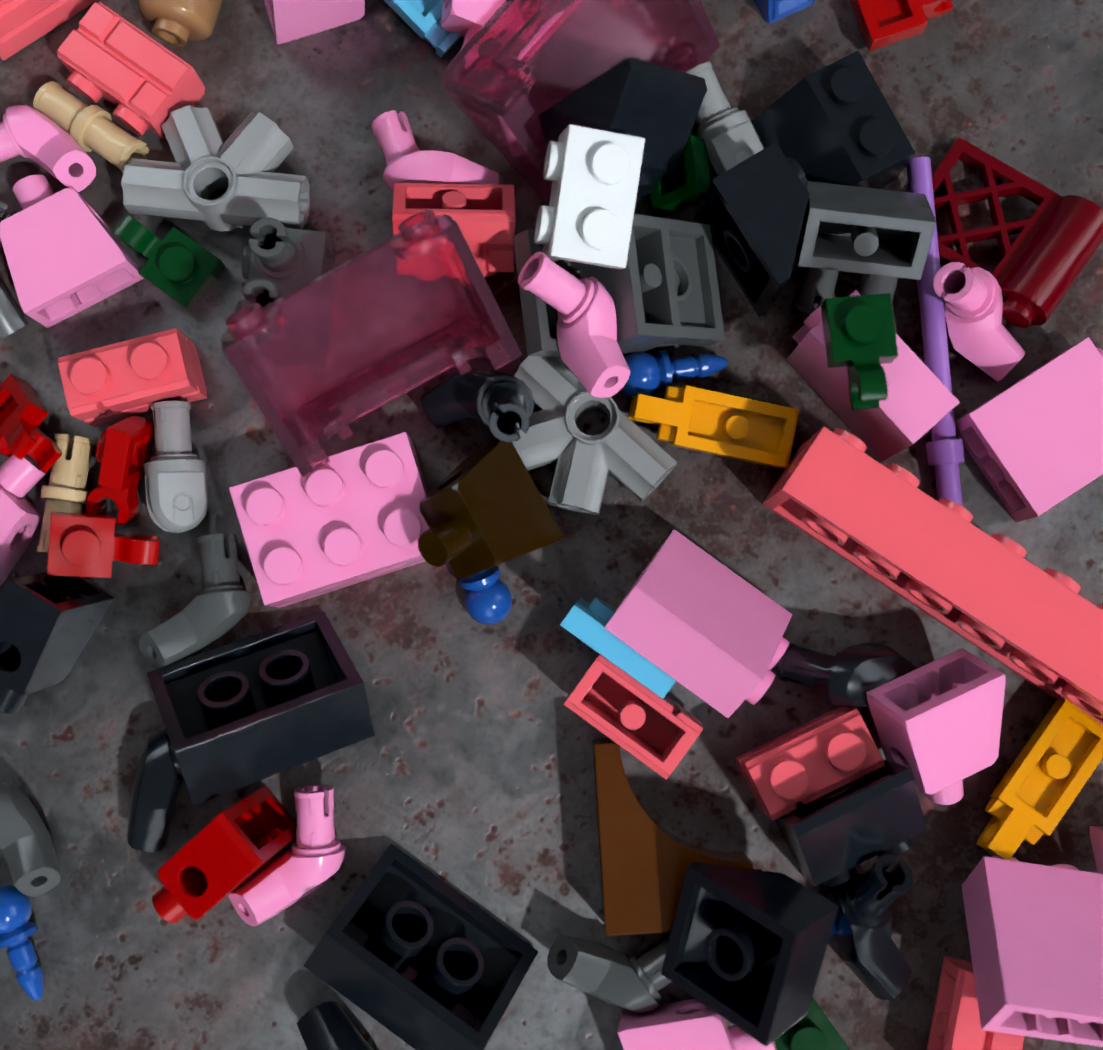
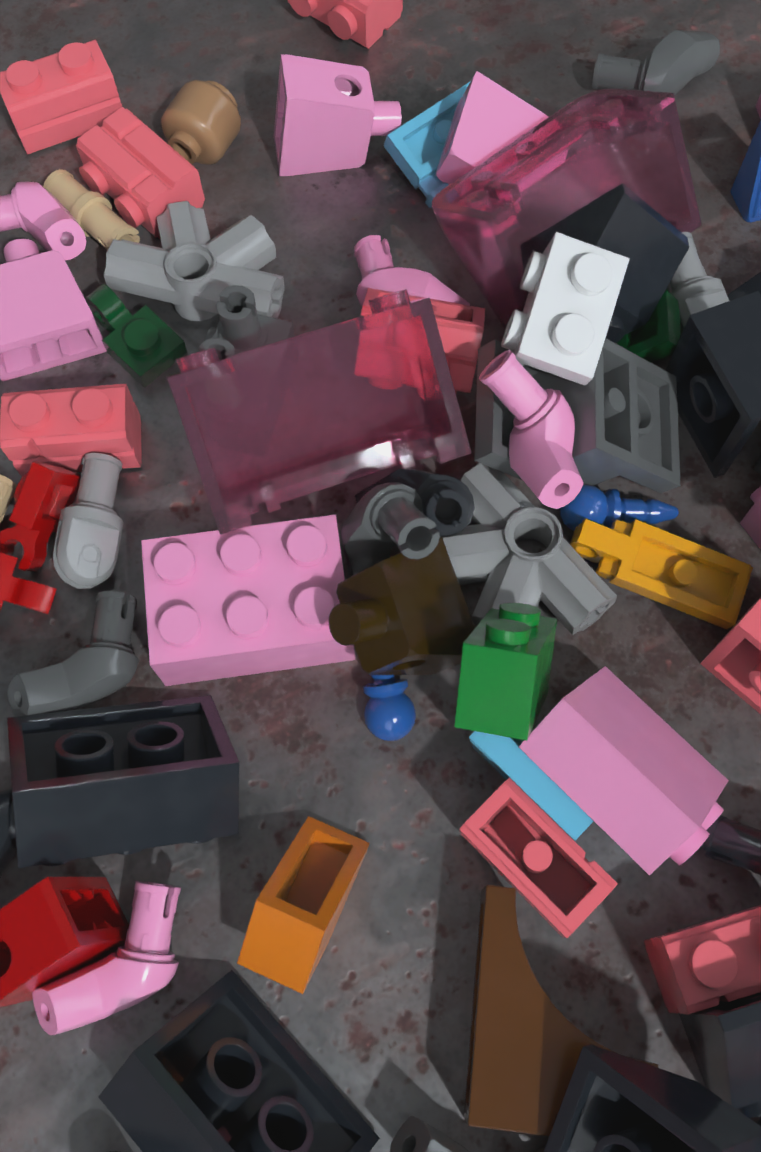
camera: 10 degrees right, 15 degrees down
(441, 780) = (302, 904): none -> orange slope
(456, 432) = (386, 518): none -> dark grey arm
(584, 561) = (506, 671): none -> green brick

